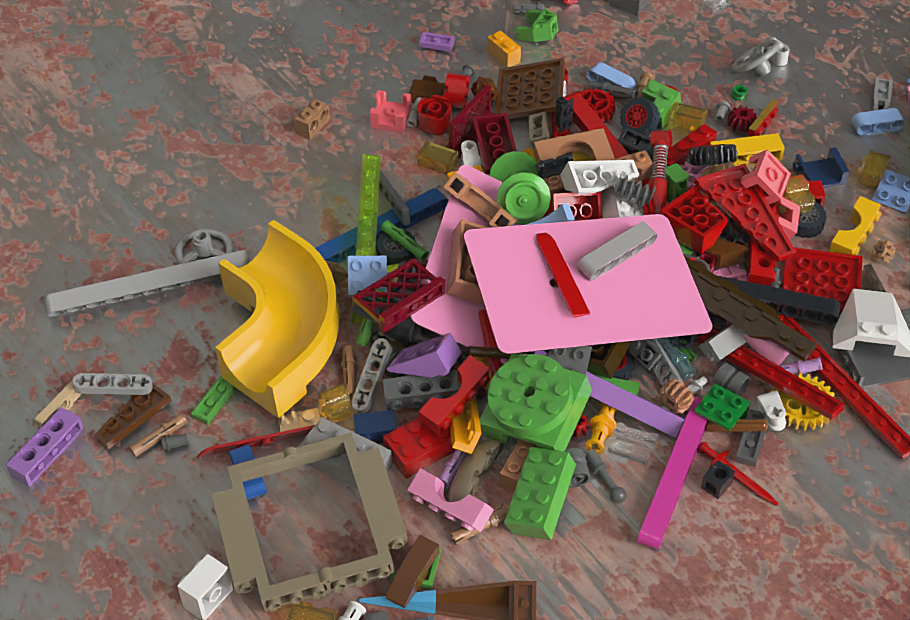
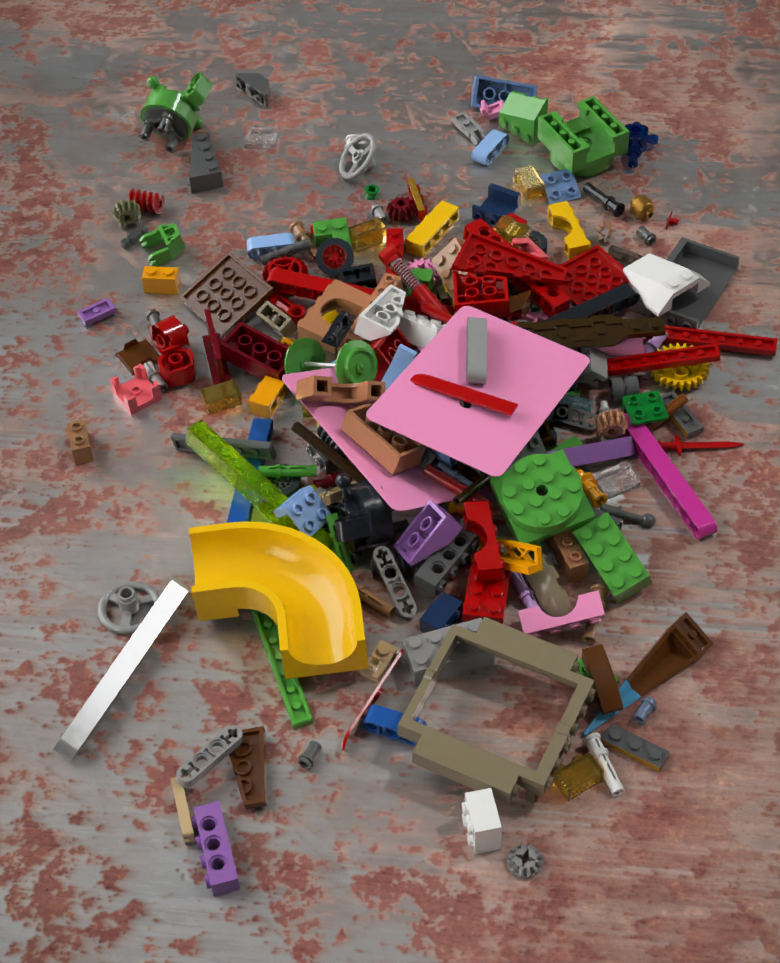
camera: 45 degrees left, 0 degrees up
(178, 421) = (291, 755): medium nougat pin -> none
(335, 404) = (398, 623): clear yellow brick -> none
(410, 303) = (386, 501): dark red fence -> none
(470, 154) = (246, 377): white piece -> none
(480, 83) = (192, 319): reddish brown brick -> none
(564, 114) = (286, 286): black hinge -> none
(633, 190) = (422, 303): dark grey piece -> none
(712, 154) = (427, 244): black gear -> none
(712, 483) = (695, 457): black brick -> none
(768, 174) = (497, 227): coral panel -> none
(772, 410) = (674, 383): white piece -> none

